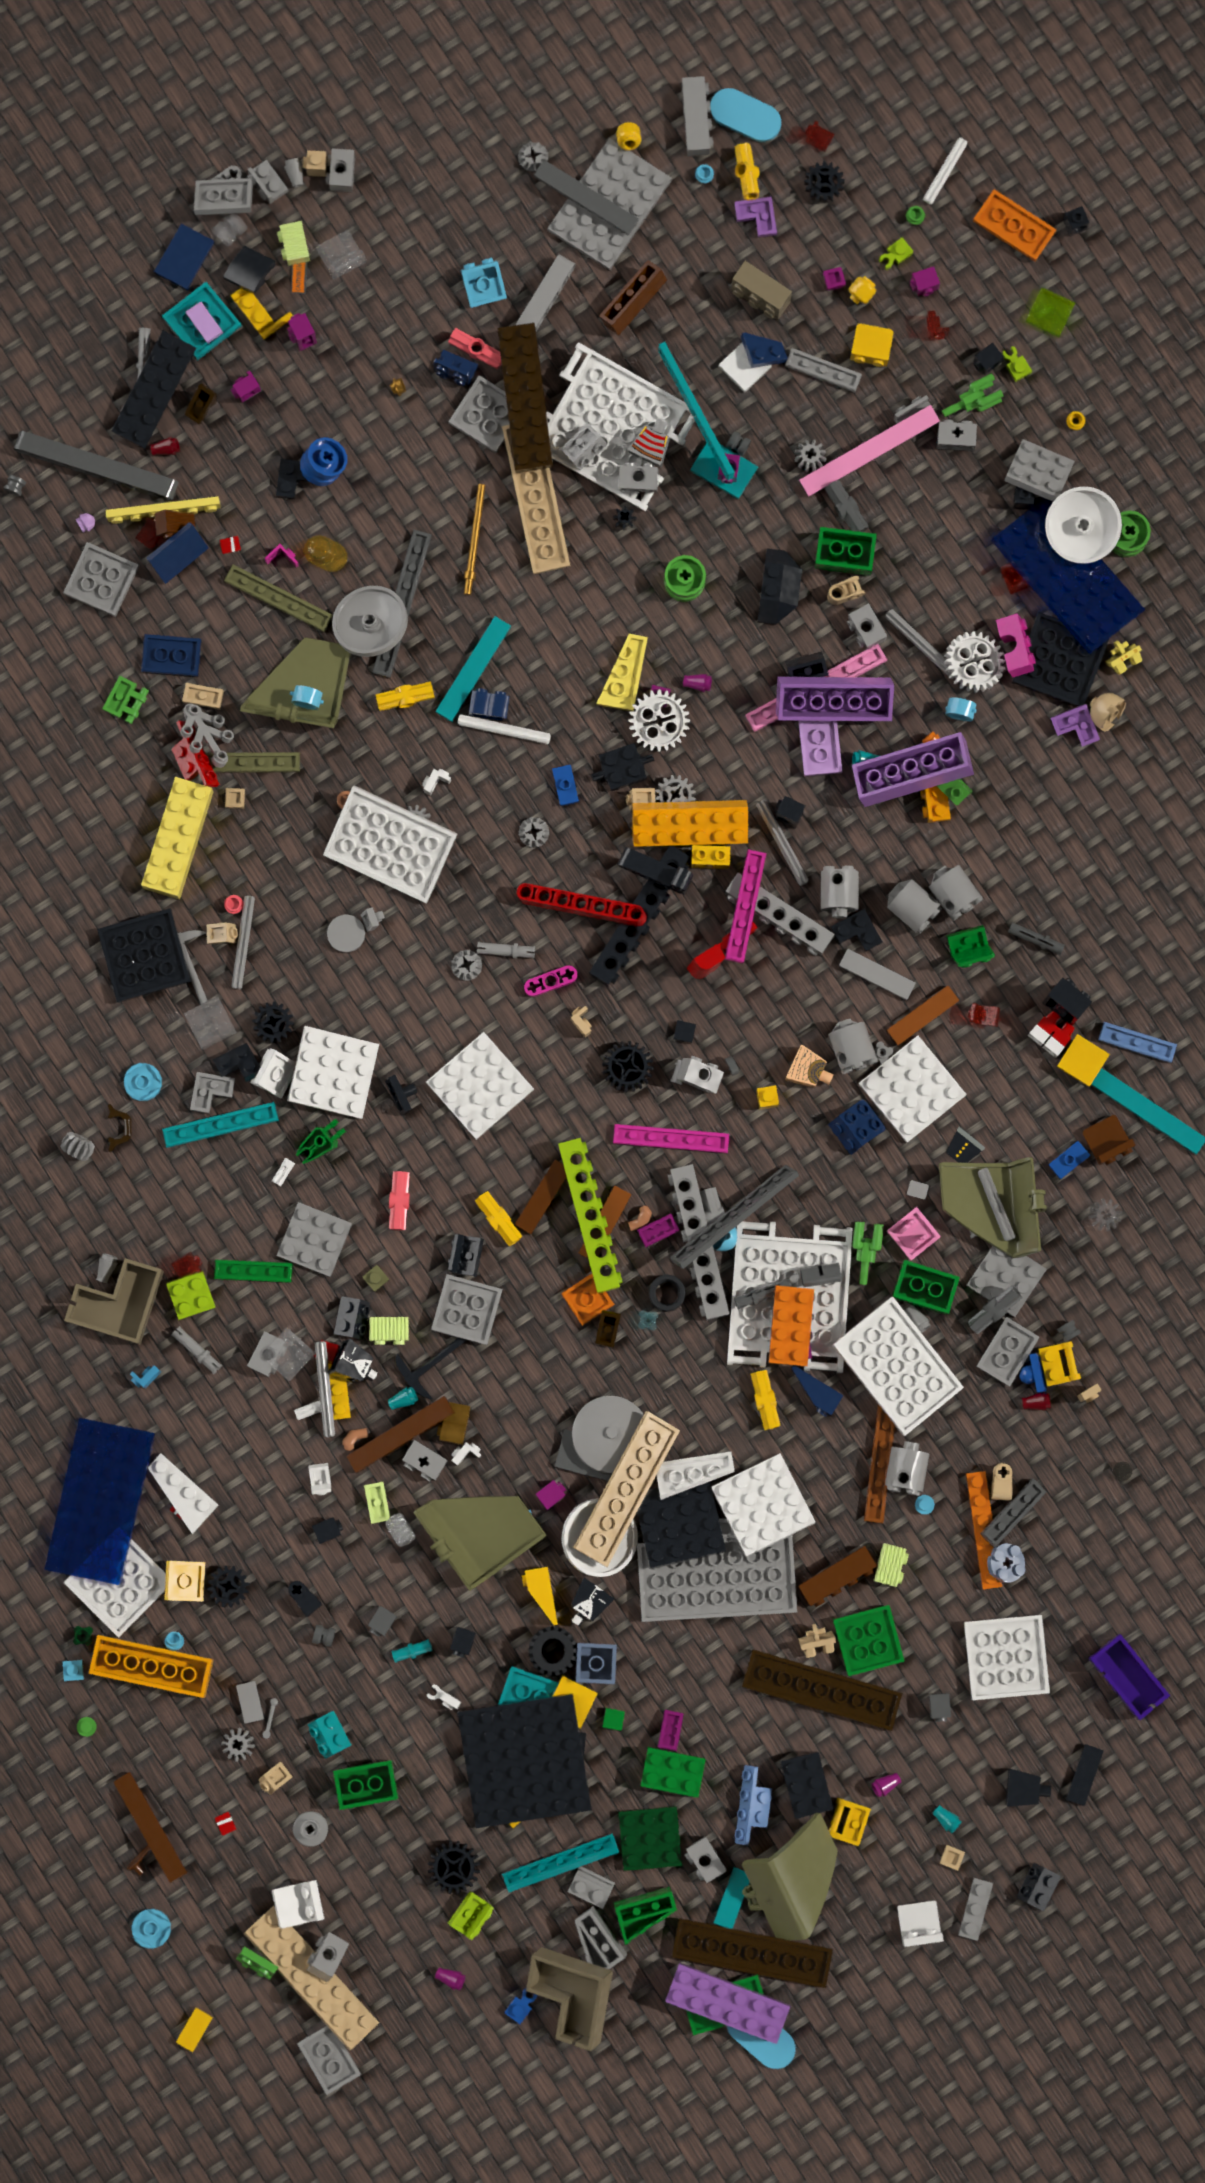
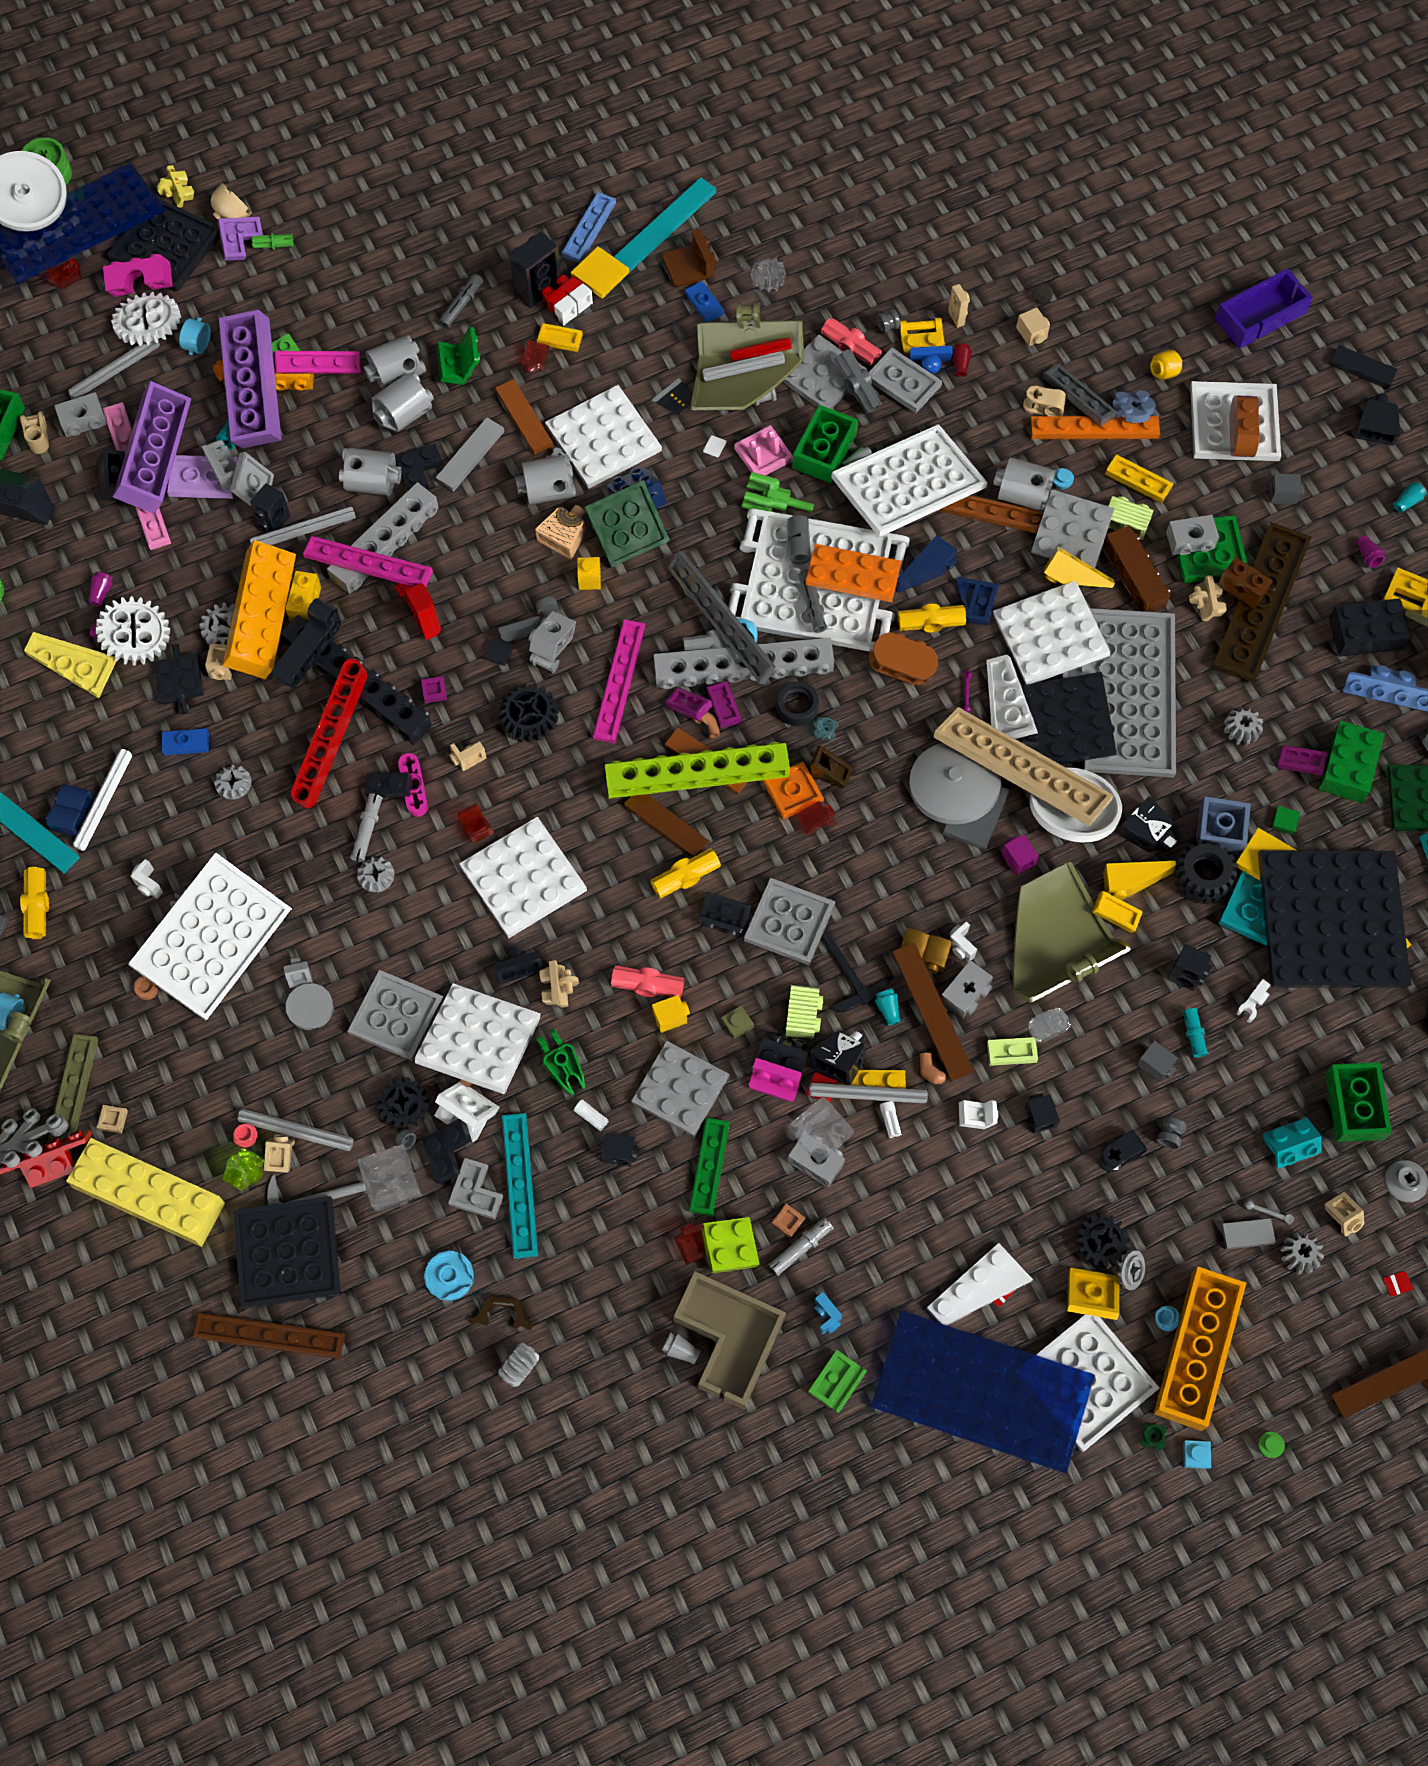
camera: 80 degrees left, 15 degrees down
(80, 954) = (269, 1336): none -> reddish brown tile
(95, 1390) = (837, 1381): none -> bright green plate
(203, 909) = (243, 1169): none -> clear neon green brick
(205, 1614) = (1131, 1277): none -> light grey gear
(217, 1338) = (788, 1220): none -> nougat tile
(245, 1029) = (401, 1138): none -> dark grey hinge
(256, 1198) = (619, 1150): none -> black brick
(327, 1313) = (775, 1080): none -> dark pink bracket
(346, 1003) = (395, 1015): none -> light grey plate
(374, 1223) = (670, 1013): none -> yellow brick
(388, 1130) = (561, 984): none -> tan hips
(509, 1580) = (1117, 911): none -> yellow tile
(519, 1039) = (474, 823): none -> clear red bracket
(545, 961) = (388, 784): none -> black plate
(563, 1322) = (816, 817): none -> clear red bracket
(639, 983) = (434, 689): none -> magenta plate
(653, 1200) = (688, 704): none -> magenta plate
(692, 1683) = (1243, 725): none -> light grey gear
(705, 1046) = (519, 630): none -> dark grey tile
(715, 1436) = (966, 675): none -> magenta hinge
(718, 1378) = (903, 658): none -> dark orange brick
(789, 1438) = (977, 599): none -> dark blue wing
(815, 790) = (249, 477): none -> light grey plate
(817, 1123) = (626, 523): none -> dark green plate
(827, 1516) = (1068, 568): none -> yellow slope
(828, 763) = (221, 463): none -> light grey hinge
(830, 1670) = (1245, 582): none -> reddish brown brick
(867, 1516) = (1074, 526): none -> light grey plate
(874, 1610) = (1180, 533): none -> light grey brick
(932, 1573) = (1139, 478): none -> yellow plate
(947, 823) = (317, 362): none -> dark pink tile
(990, 1662) = (1244, 426): none -> dark orange brick
(1012, 1034) = (560, 337): none -> yellow tile
(1013, 1217) = (761, 349): none -> red axle
(1042, 1299) = (851, 339): none -> coral piece
(1057, 1590) = (1166, 364): none -> yellow head
(1077, 756) = (273, 241): none -> bright green axle
(1081, 1466) = (1033, 326): none -> tan brick

